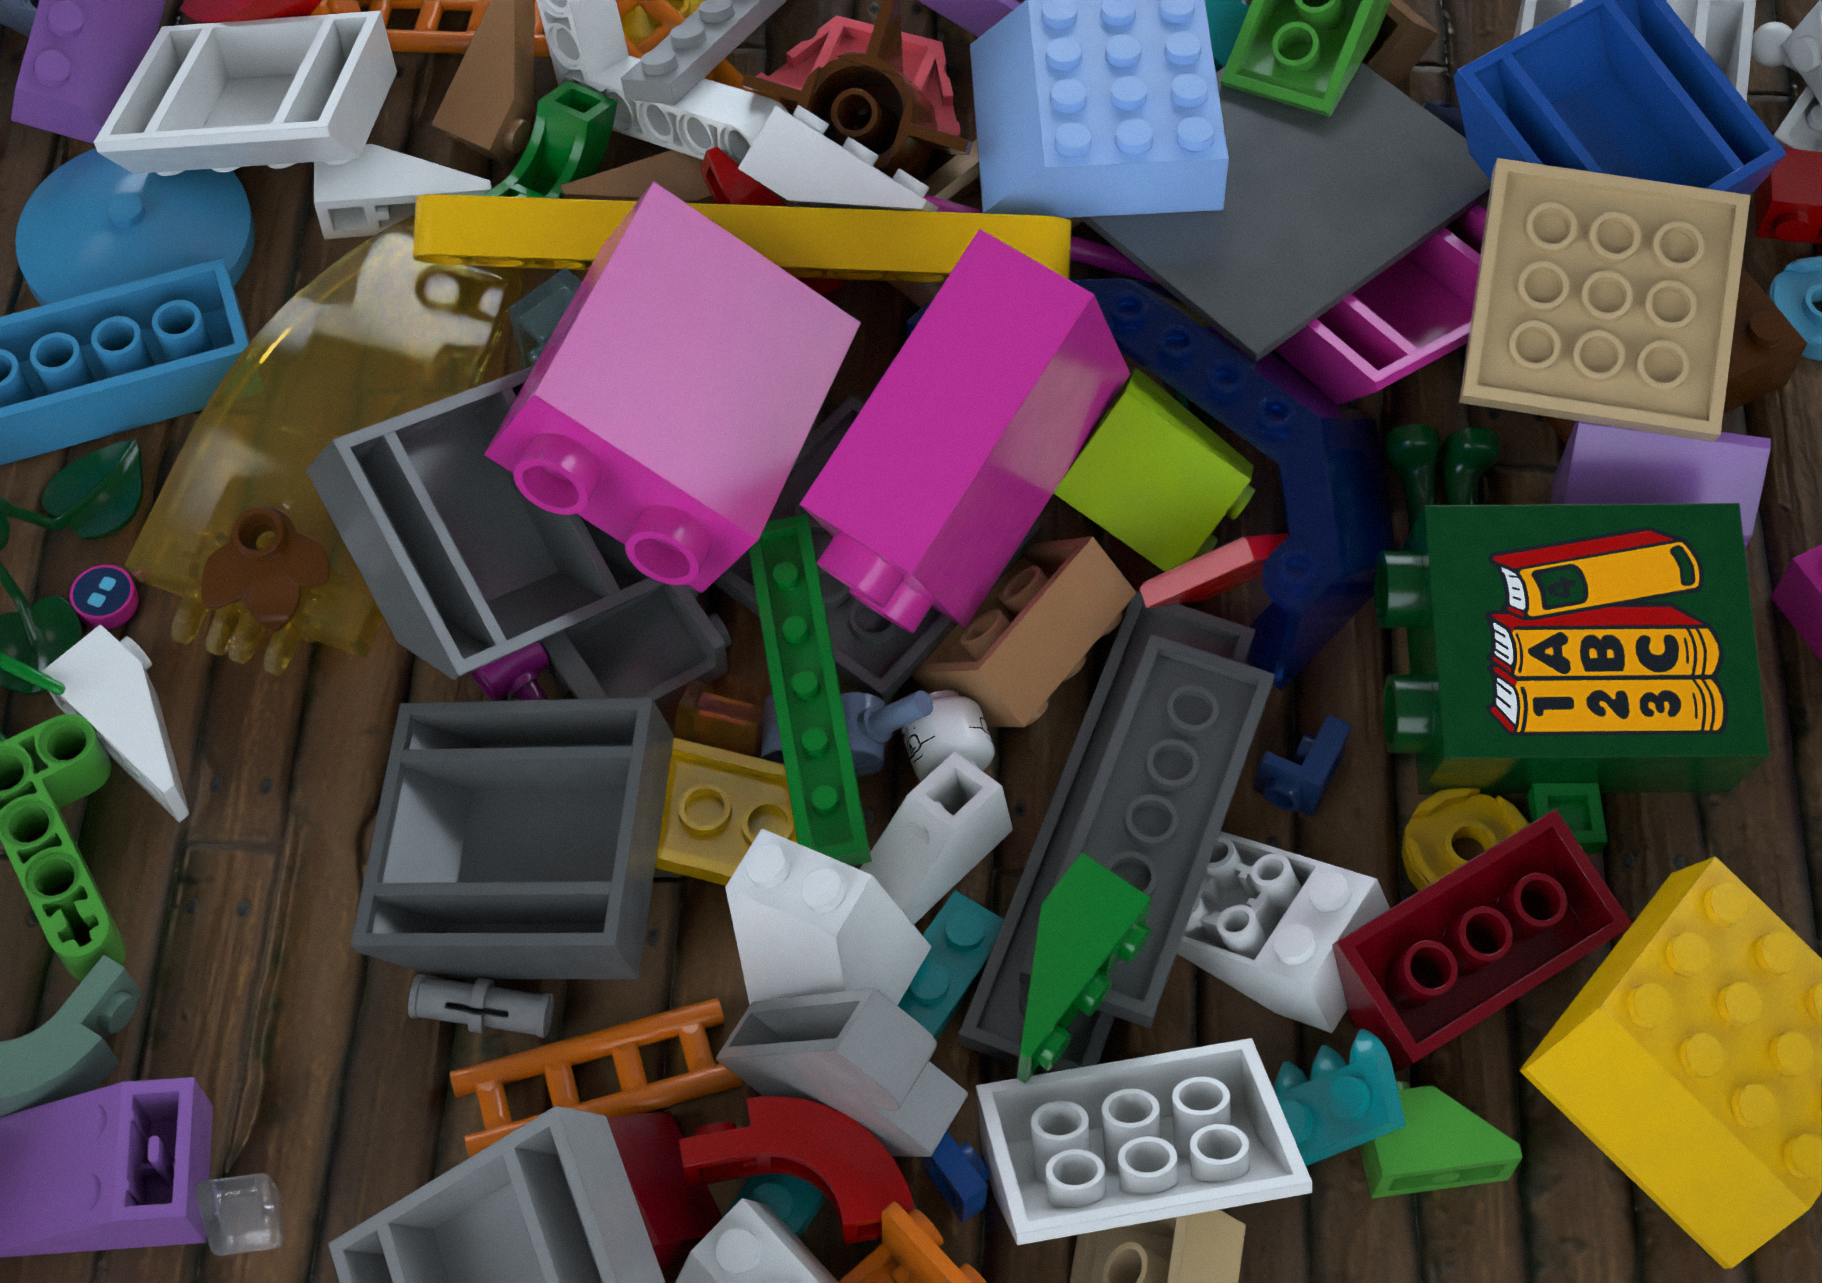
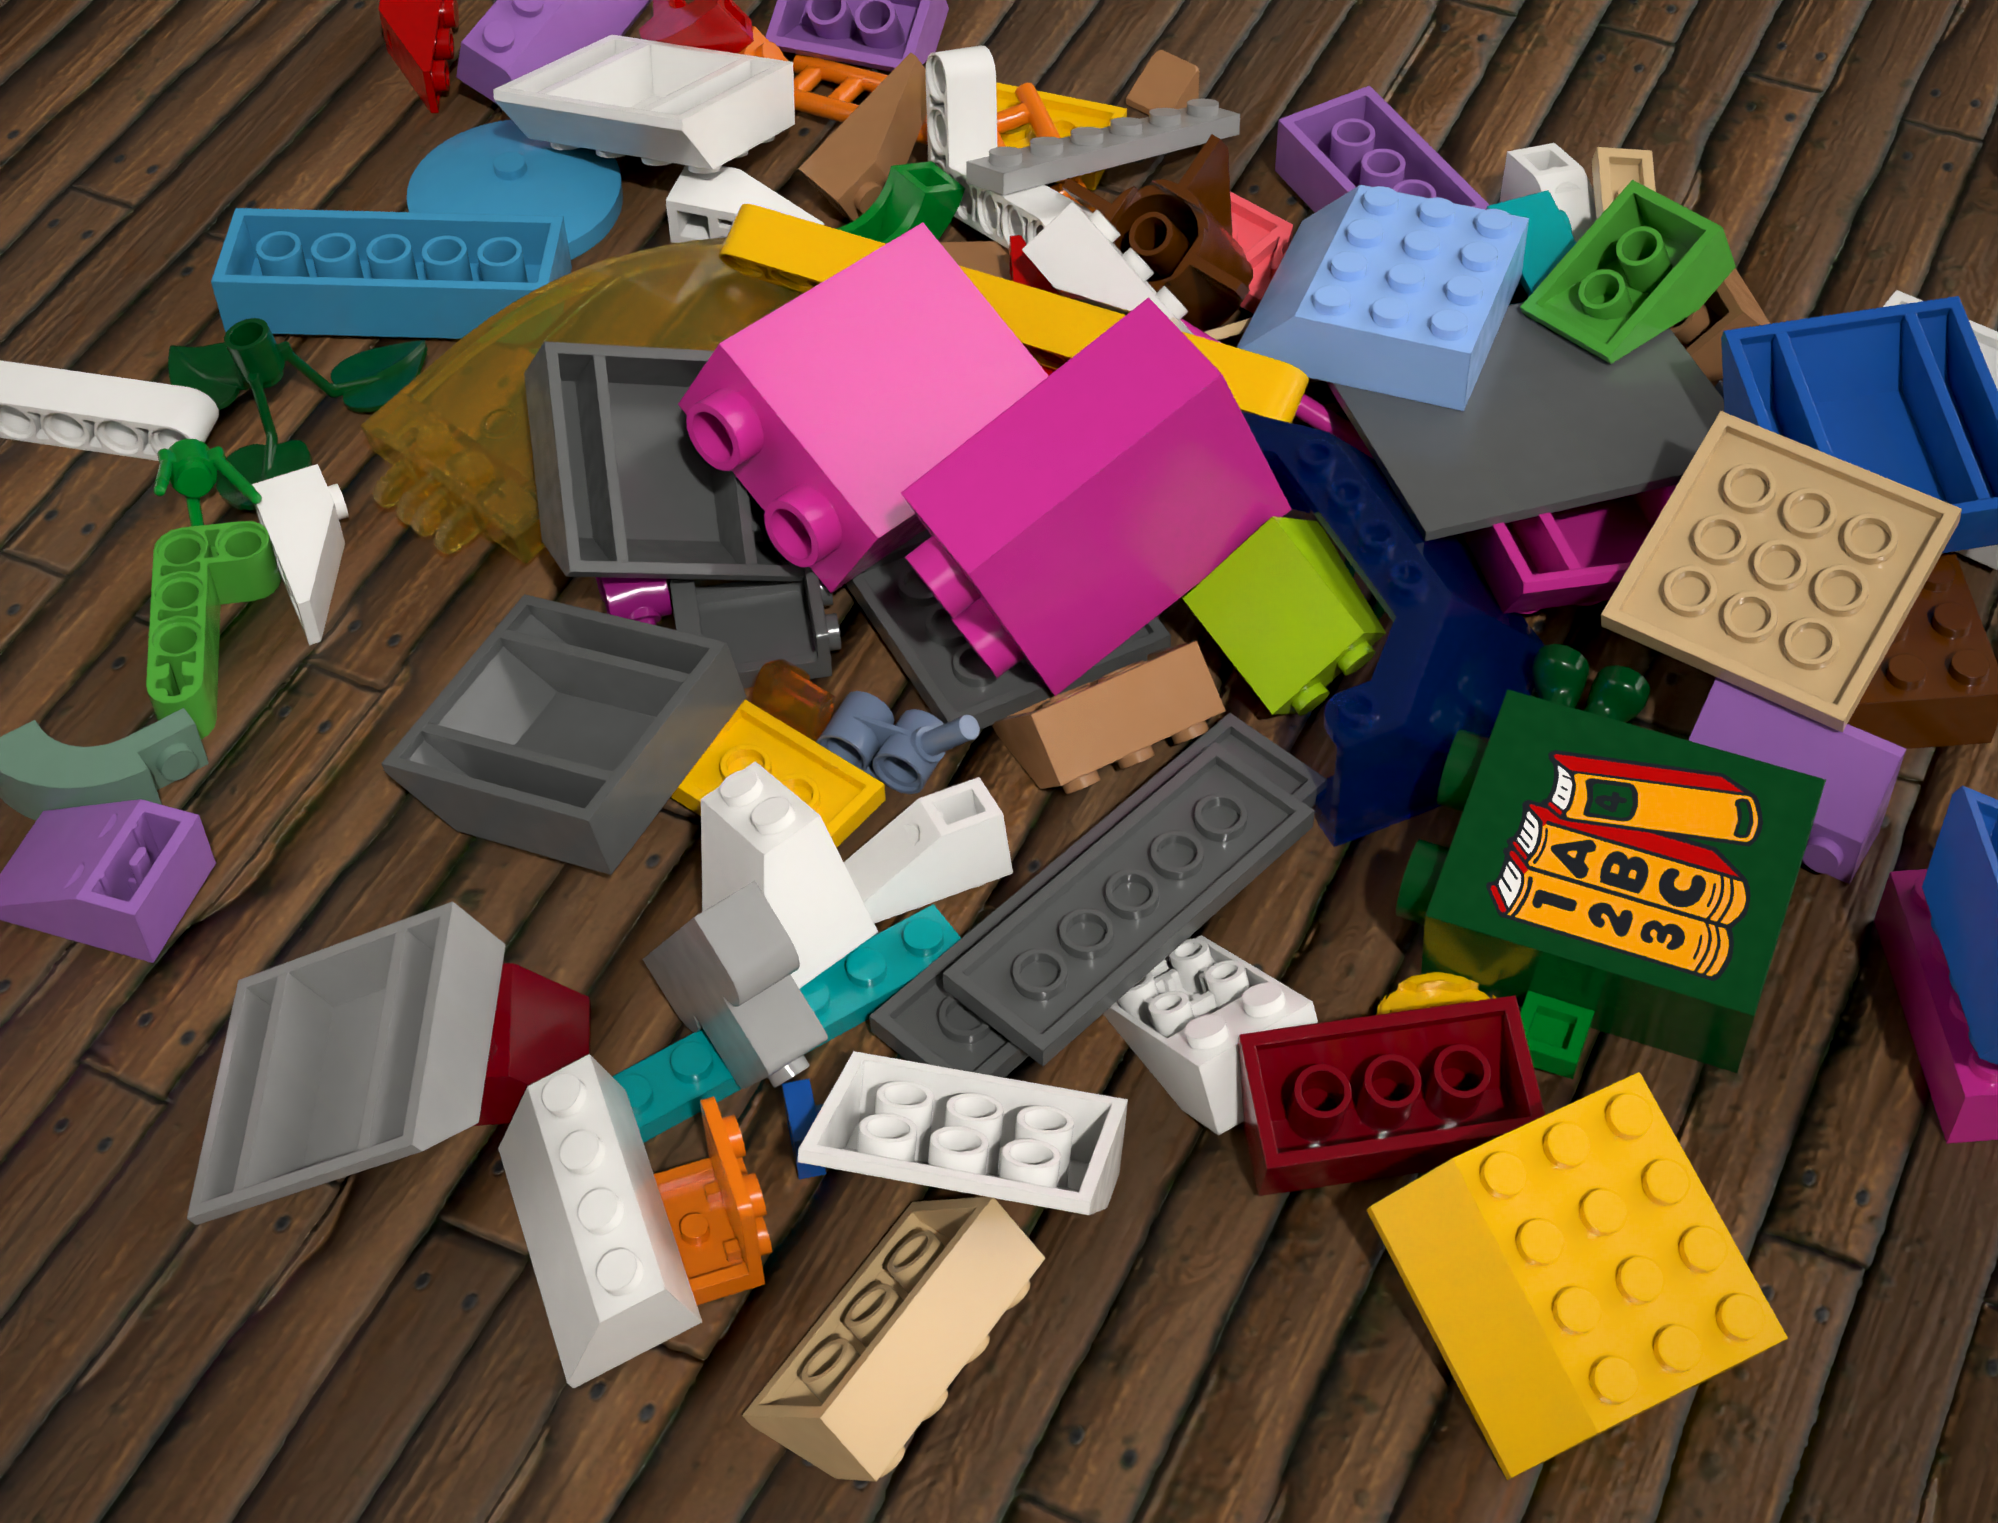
camera: 25 degrees right, 10 degrees down
(104, 596) = (341, 455): tile -> none
(241, 1213) = (191, 946): clear slope -> none
(268, 577) = (462, 455): reddish brown plate -> none
(481, 1005) = (504, 872): light grey pin -> none
(623, 1044) = (577, 930): orange bar -> none
(807, 693) = (870, 698): green plate -> none
(809, 1144) = (667, 1038): red arch -> none
(952, 726) = (1004, 770): white head -> none
(1081, 936) = (991, 962): green slope -> none
(1211, 573) = (1287, 706): red tile -> none
(1304, 780) = (1319, 916): dark blue bracket -> none
(1342, 1101) = (1179, 1188): teal plate -> none
(1437, 1148) = (1260, 1258): bright green slope -> none

